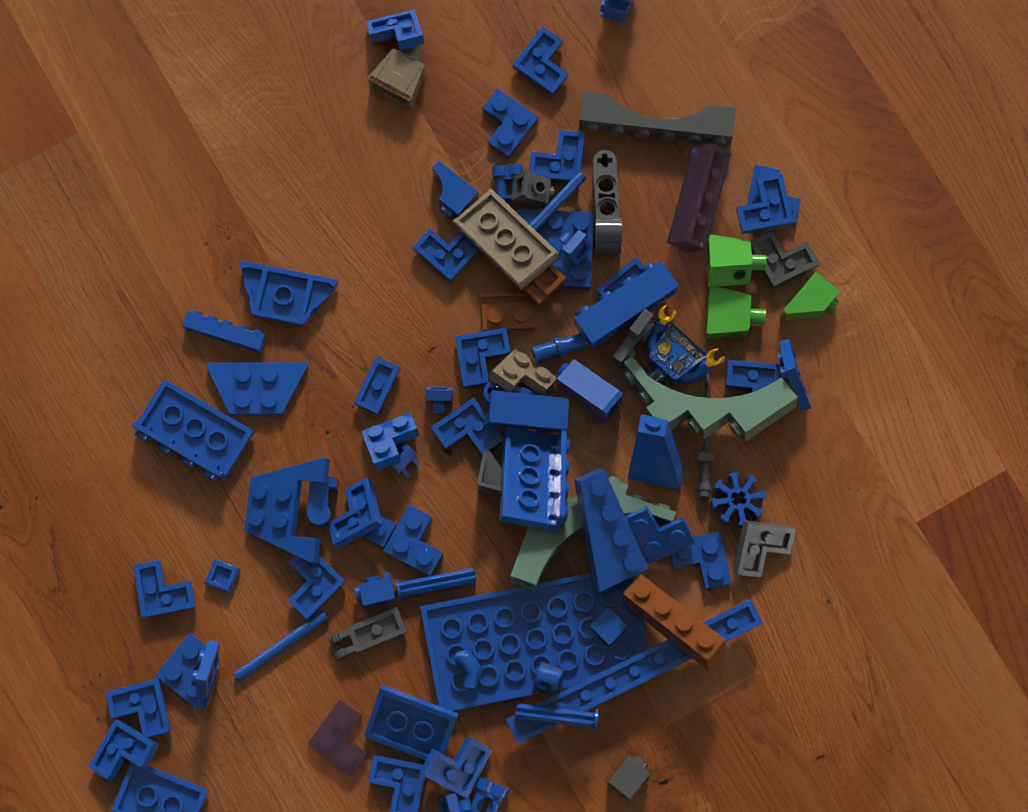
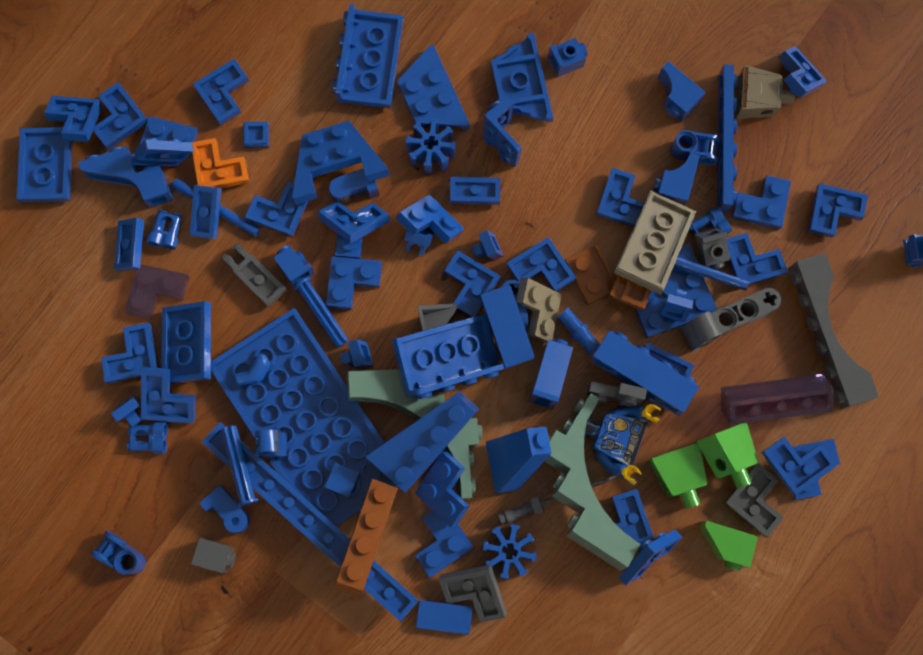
camera: 60 degrees right, 0 degrees up
(199, 724) = (117, 168): none -> blue arch
(224, 331) = (467, 47): blue piece -> none
(245, 633) = (213, 171): none -> orange plate
(283, 246) = (562, 61): none -> blue brick
(284, 655) = (205, 211): none -> blue plate
(284, 745) = (129, 244): none -> blue plate
(291, 710) = (161, 238): none -> blue piece
(323, 404) = (424, 140): none -> blue gear
(332, 341) = (495, 134): none -> blue bracket
(365, 149) = (682, 92): none -> blue arch
(420, 123) = (726, 128): none -> blue plate
(426, 157) = (697, 143): none -> blue piece
(493, 563) = (358, 355): none -> blue tile
(599, 743) = (234, 517): none -> blue leg
(772, 585) = (444, 617): none -> blue tile

